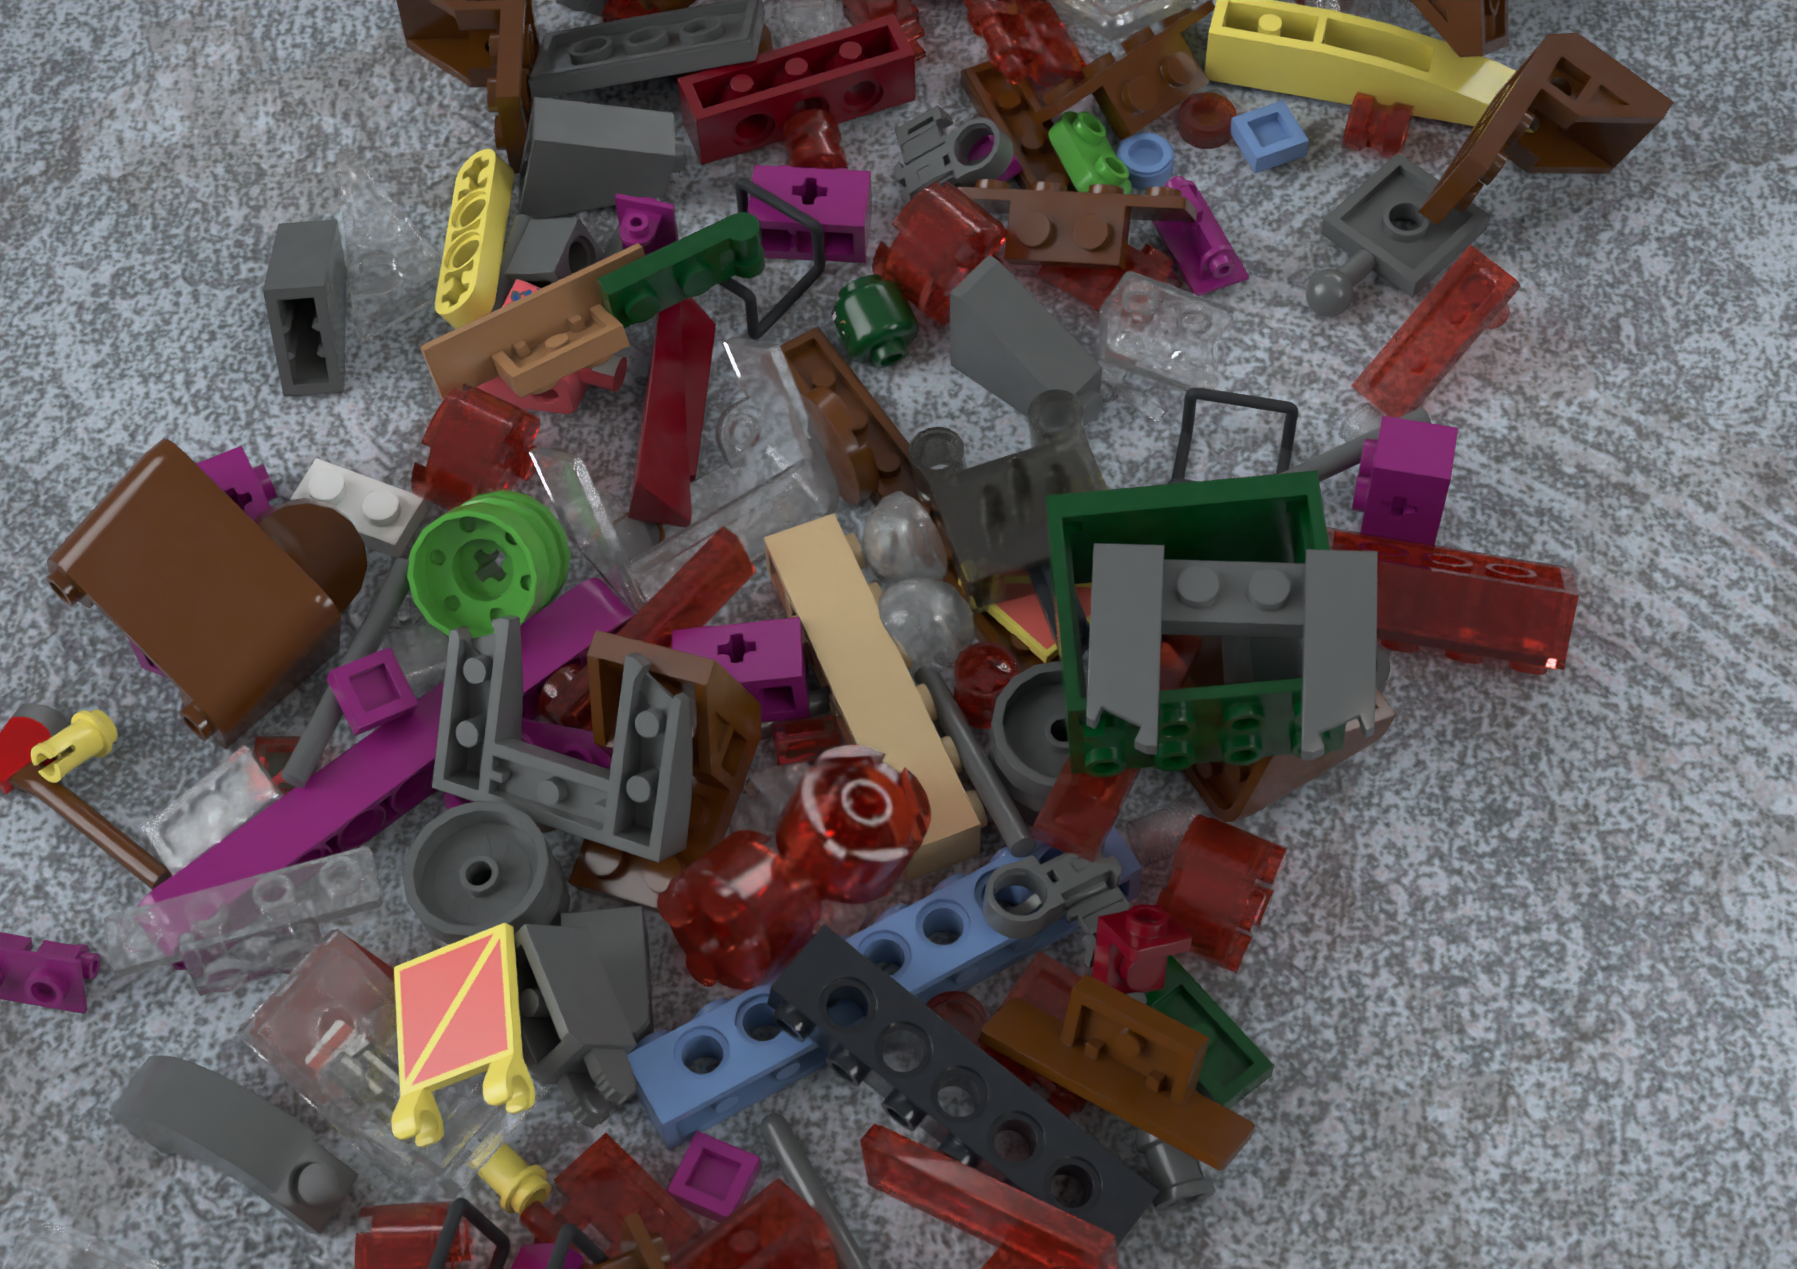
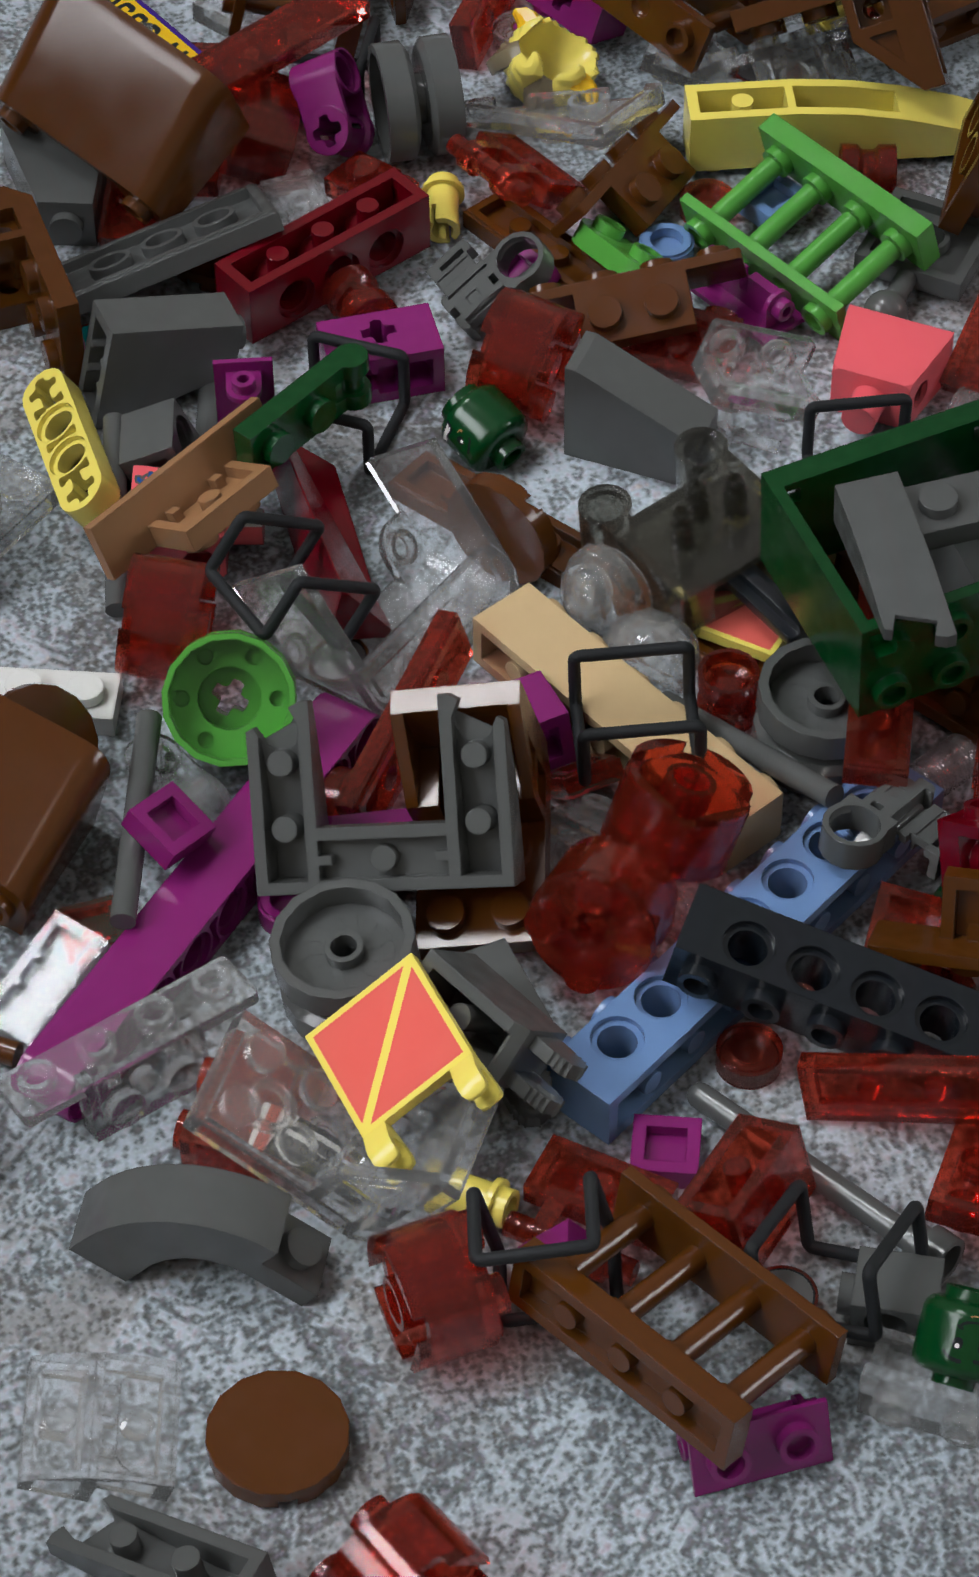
camera: 20 degrees left, 10 degrees down
(613, 481) = (316, 527): none -> black piece
(794, 726) = (582, 737): none -> black piece
(836, 1103) = (749, 1055): none -> clear red tile
(948, 47) = (445, 196): none -> light yellow pin
(1300, 356) = (887, 357): none -> coral torso
(1315, 135) = (824, 180): none -> bright green fence

